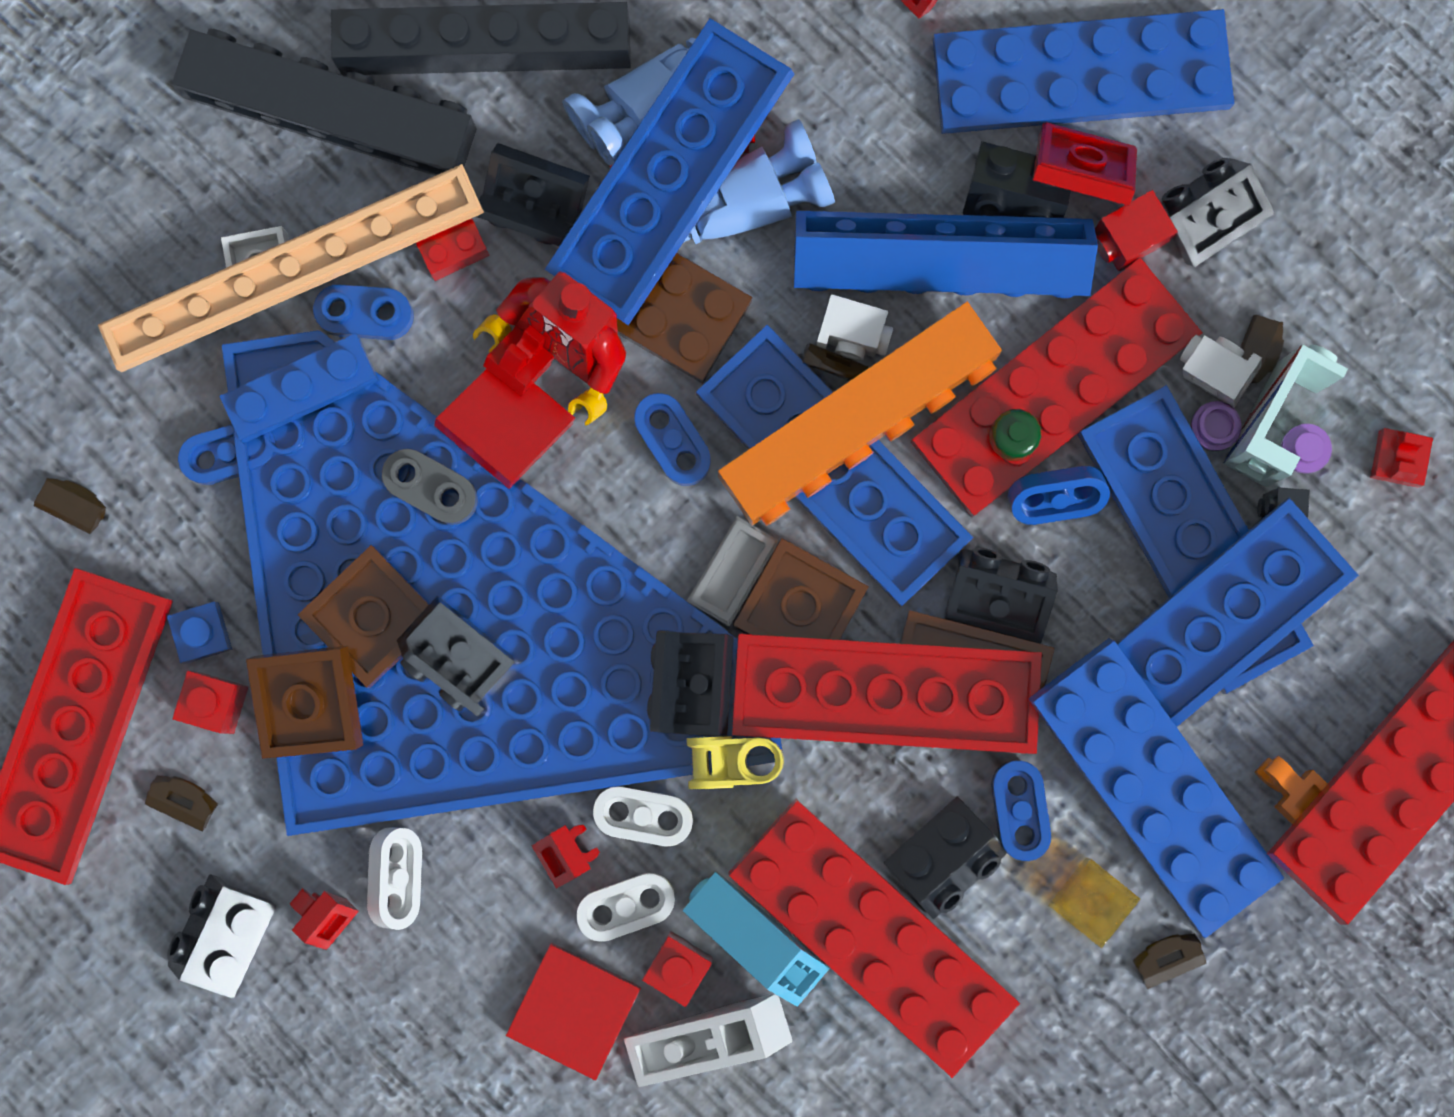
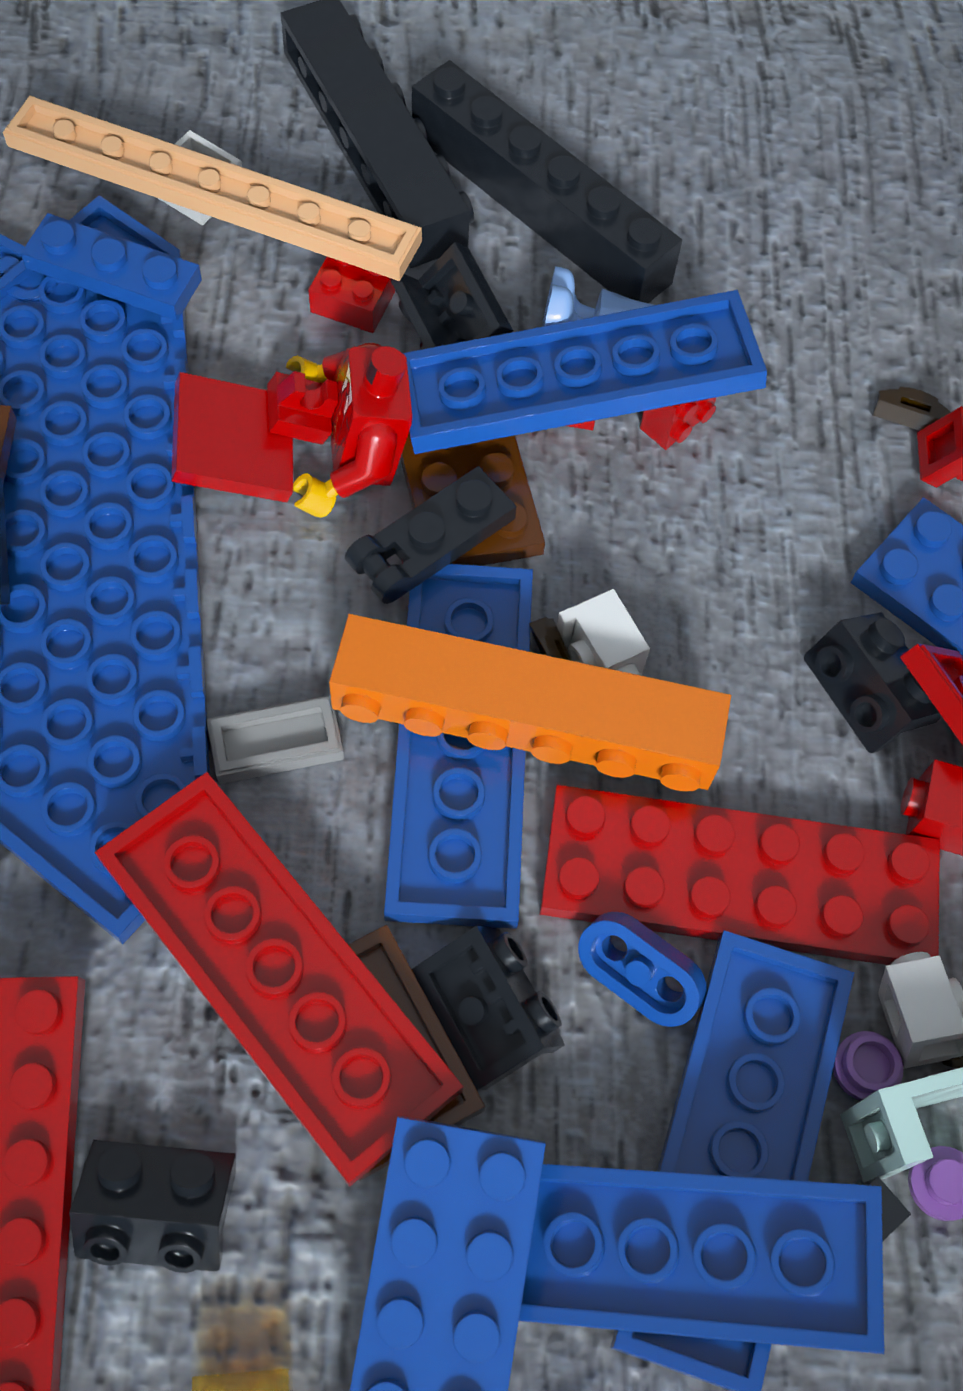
camera: 40 degrees right, 20 degrees down
(362, 312) = (225, 272): blue plate -> none
(428, 486) = (114, 415): dark grey plate -> none
(673, 440) = (341, 587): blue plate -> none
(690, 683) = (113, 769): black bracket -> none
(693, 363) = (432, 535): none -> black plate
(729, 762) = (62, 874): light yellow piece -> none
(755, 197) = (636, 468): light blue piece -> none
(800, 597) = (306, 814): reddish brown plate -> none
(944, 253) = (756, 659): blue brick -> none
(1015, 434) = (656, 865): dark green piece -> none
(1019, 810) = (277, 1237): blue plate -> none

